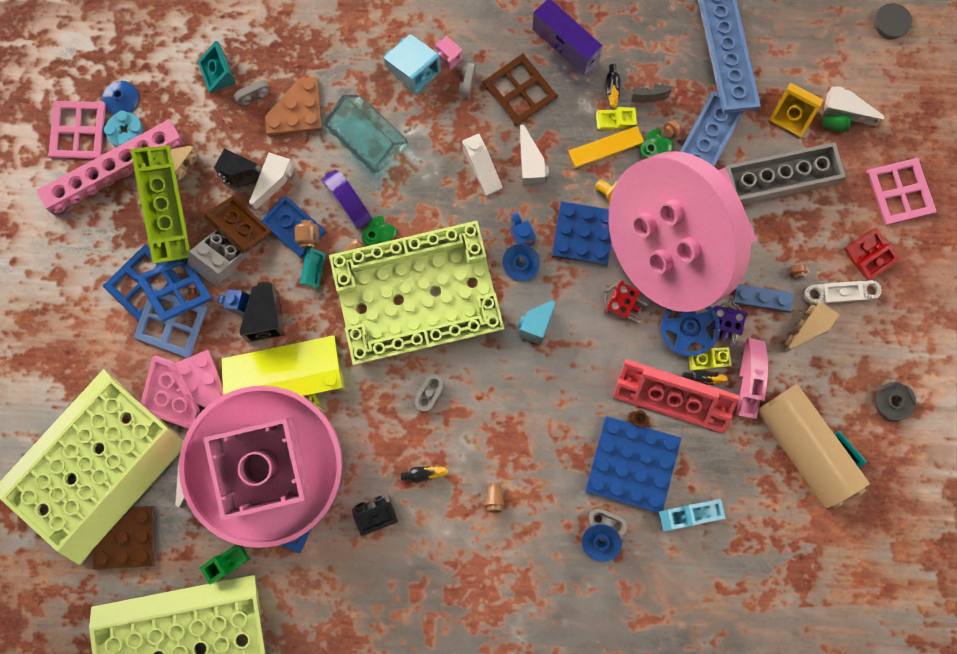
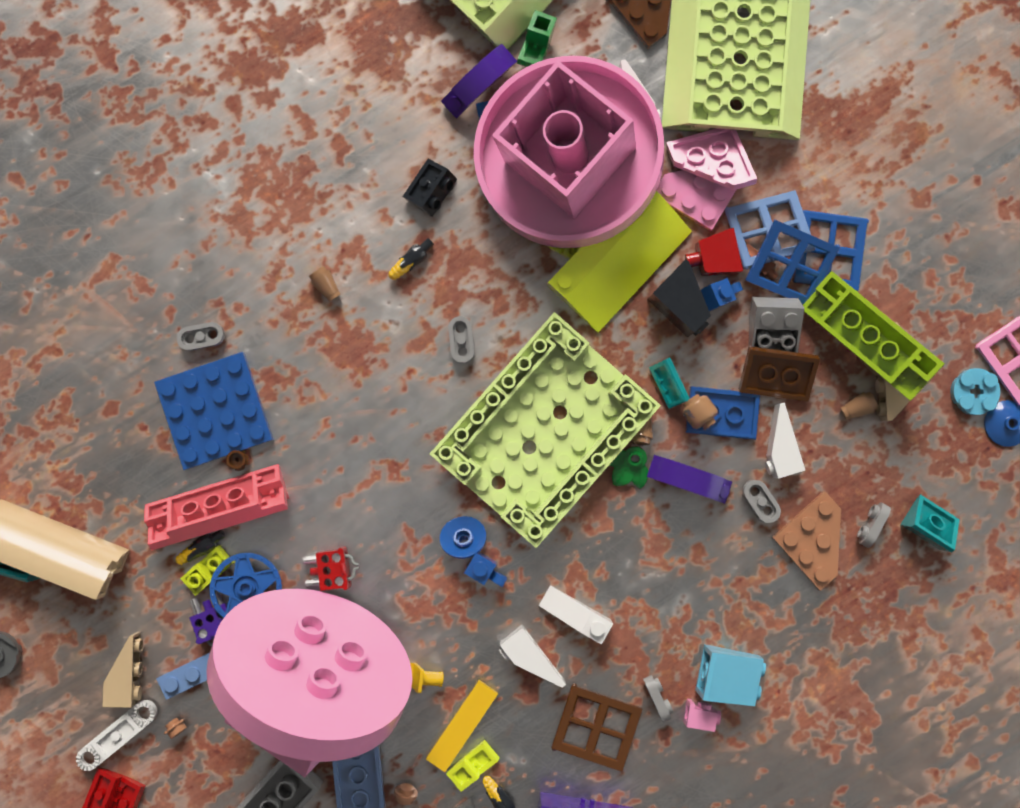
camera: 140 degrees right, 10 degrees up
(117, 157) = (995, 271): bright pink brick -> none
(202, 170) = (859, 406): none -> medium nougat cone
(217, 330) = (717, 255): none -> red torso
(236, 169) = (824, 427): black slope -> none
(285, 562) = (478, 80): none -> dark purple arch
(311, 156) = (761, 500): none -> light grey plate
(364, 132) = (722, 564): clear light blue windscreen -> none
(535, 323) = (401, 483): medium azure slope -> none
(582, 234) = (422, 613): blue plate -> none
(601, 550) = (192, 312): blue dish -> none
(656, 144) = (408, 765): green plate -> none
(692, 515) = (123, 399): medium azure slope -> none
(755, 376) = (150, 585): bright pink slope -> none

